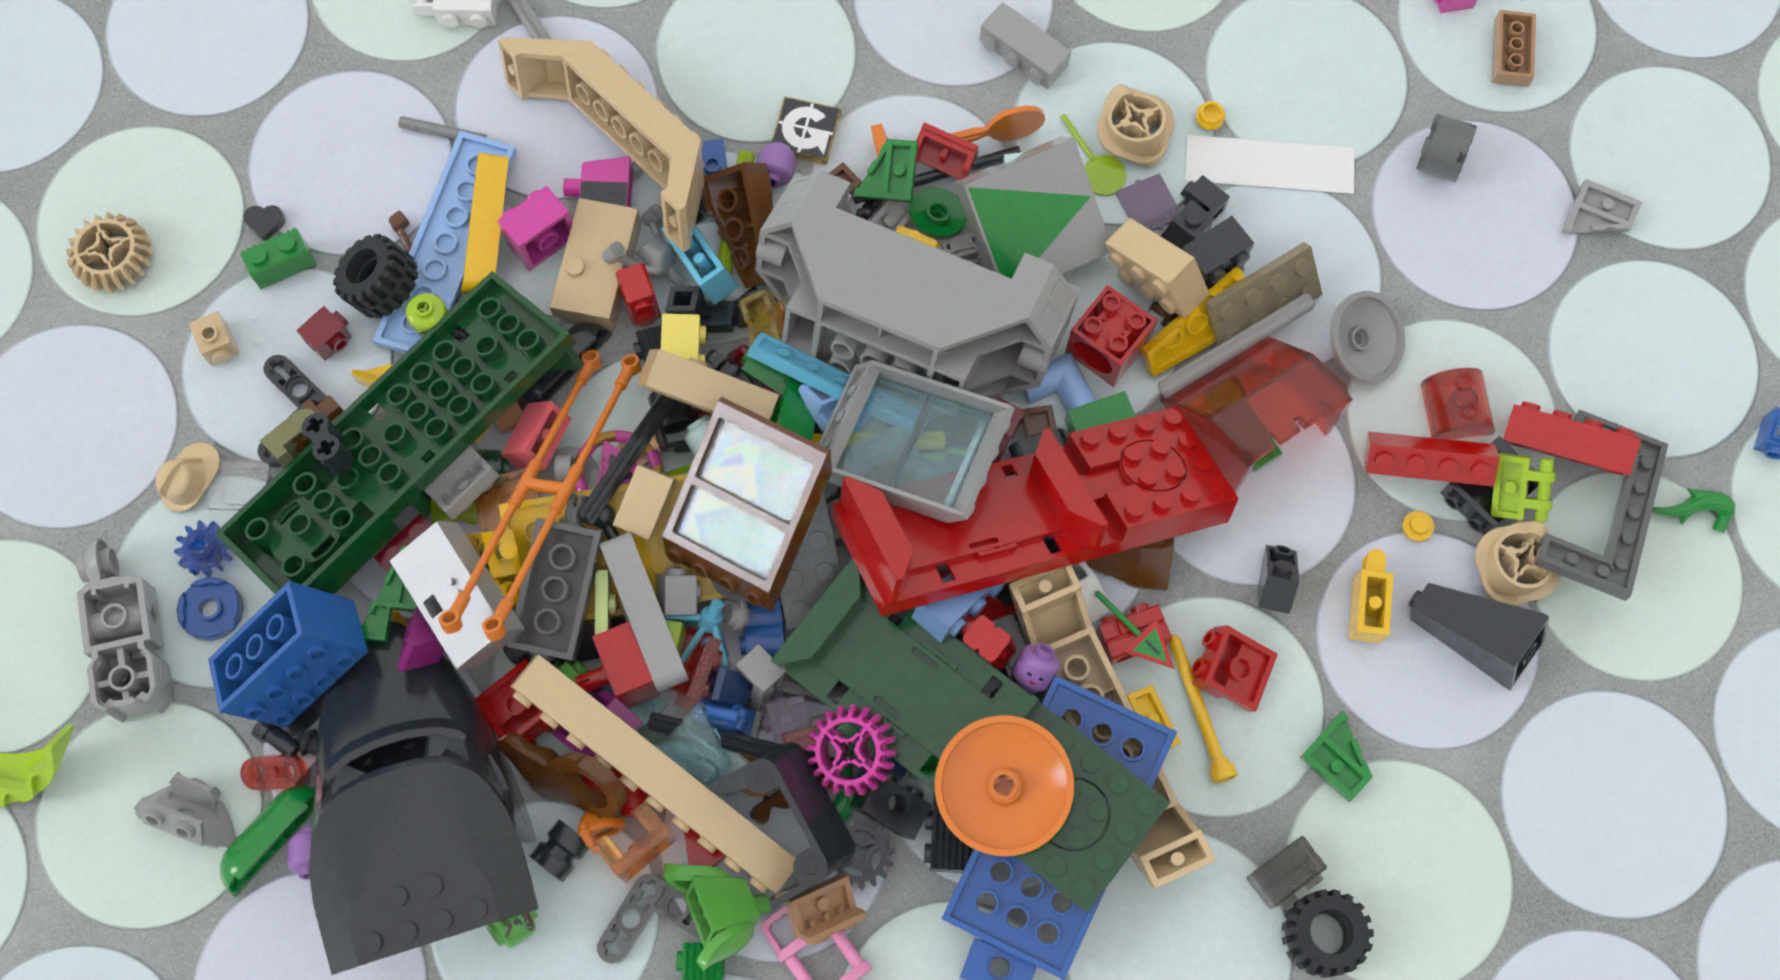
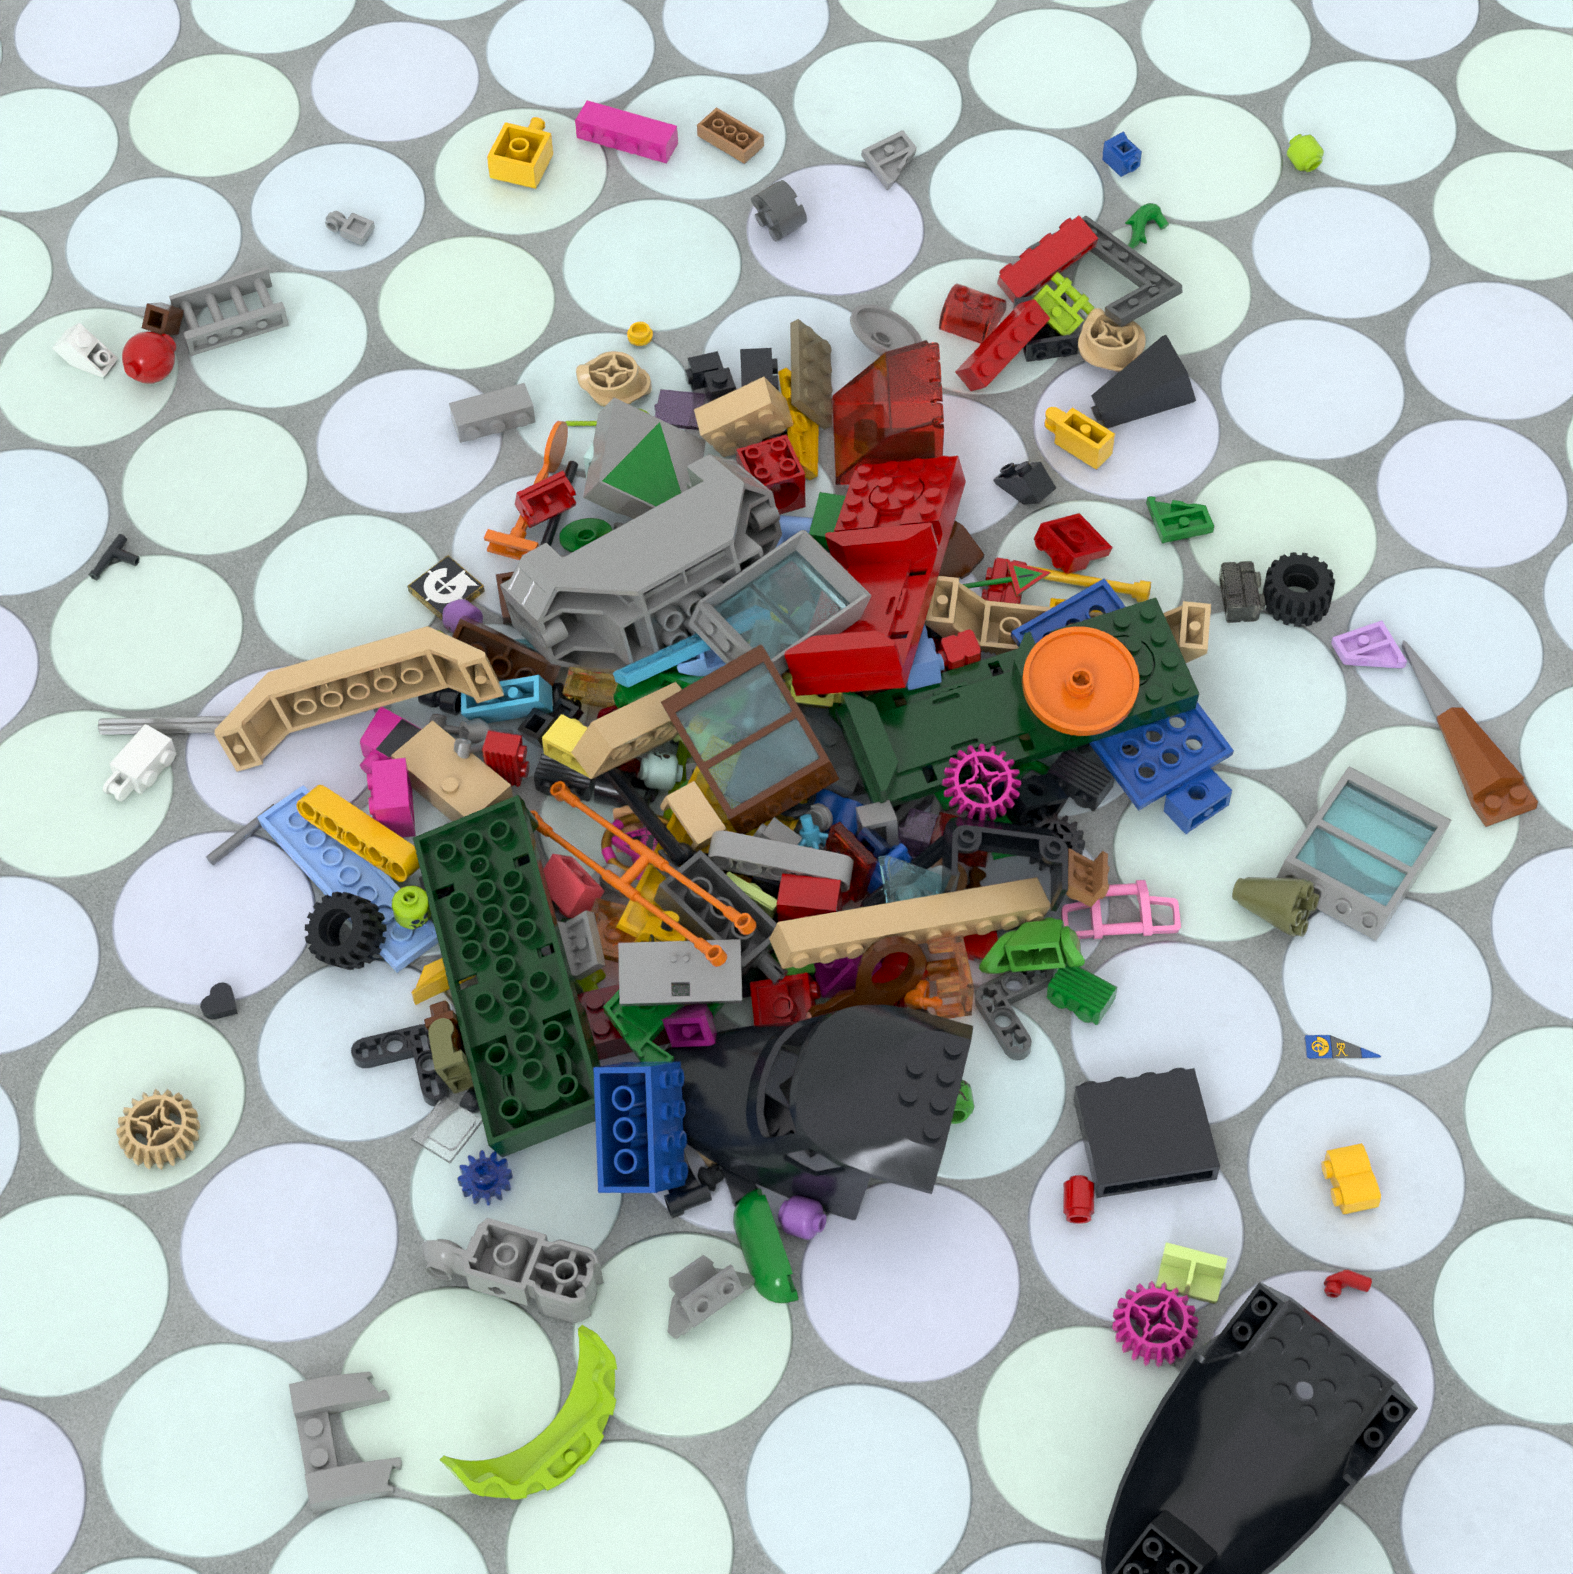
camera: 55 degrees left, 15 degrees down
(187, 476) = (410, 1164): tan piece -> none
(214, 338) = (302, 1084): tan brick -> none
(223, 621) = (541, 1219): blue tile -> none
(275, 770) = (715, 1212): clear red plate -> none
(278, 258) = (267, 1001): green brick -> none
(325, 332) = (364, 997): dark red brick -> none
(327, 444) = (480, 1013): black axle -> none
(398, 223) = (301, 904): reddish brown hand -> none
(891, 174) = (535, 529): green wing -> none
(1035, 668) = (995, 640): medium lavender head -> none
(1236, 345) = (834, 408): light grey axle -> none
(1270, 164) = (704, 322): white sticker -> none
(1418, 526) = (1043, 385): yellow plate -> none

